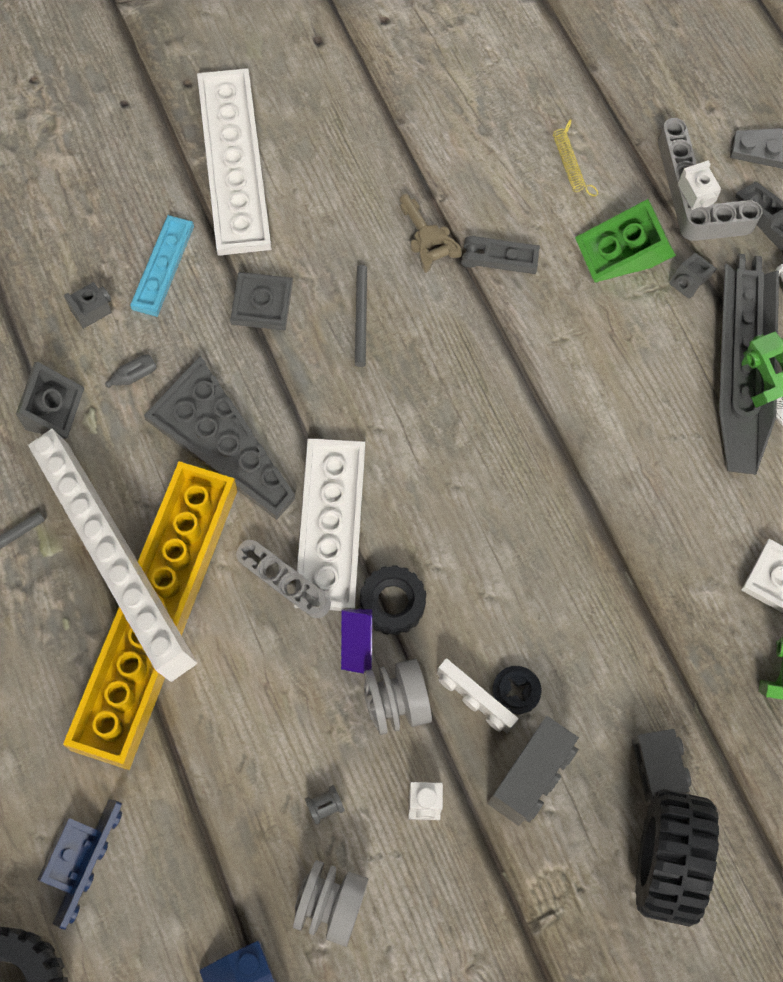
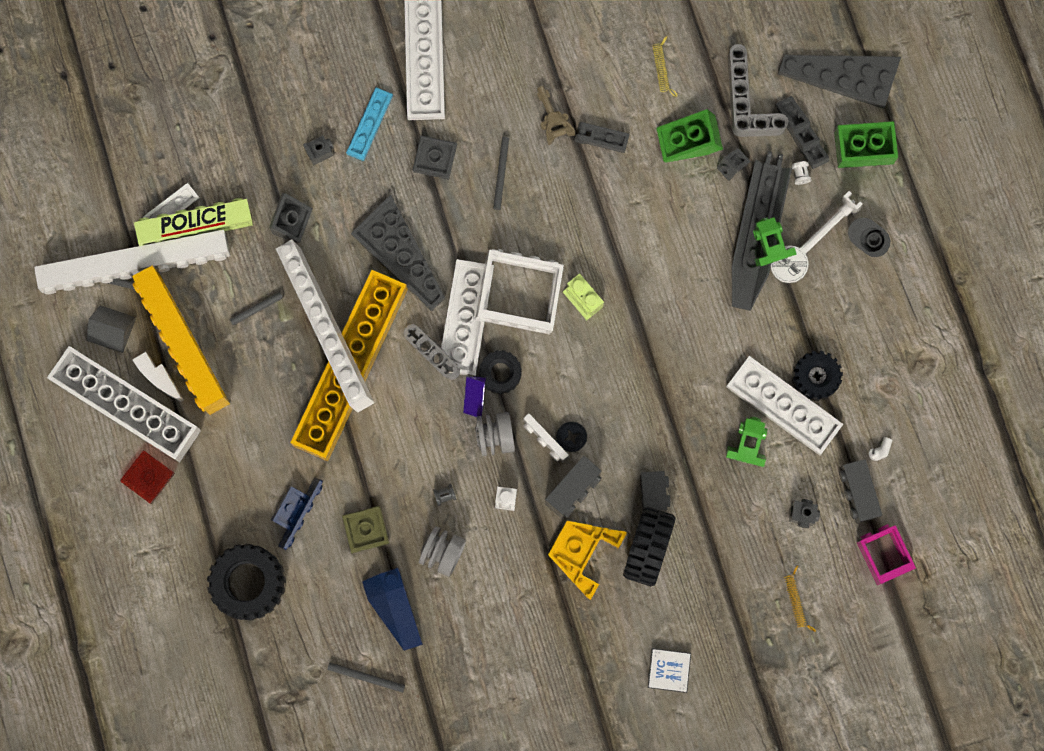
camera: 10 degrees right, 10 degrees up
(132, 371) = (345, 200): dark grey piece -> none
(198, 879) = (365, 529): none -> olive plate
(404, 519) = (515, 321): none -> white window
(506, 475) = (583, 297): none -> yellowish green window
(548, 874) = (575, 548): none -> yellow wing
(699, 185) = (743, 108): white brick -> none

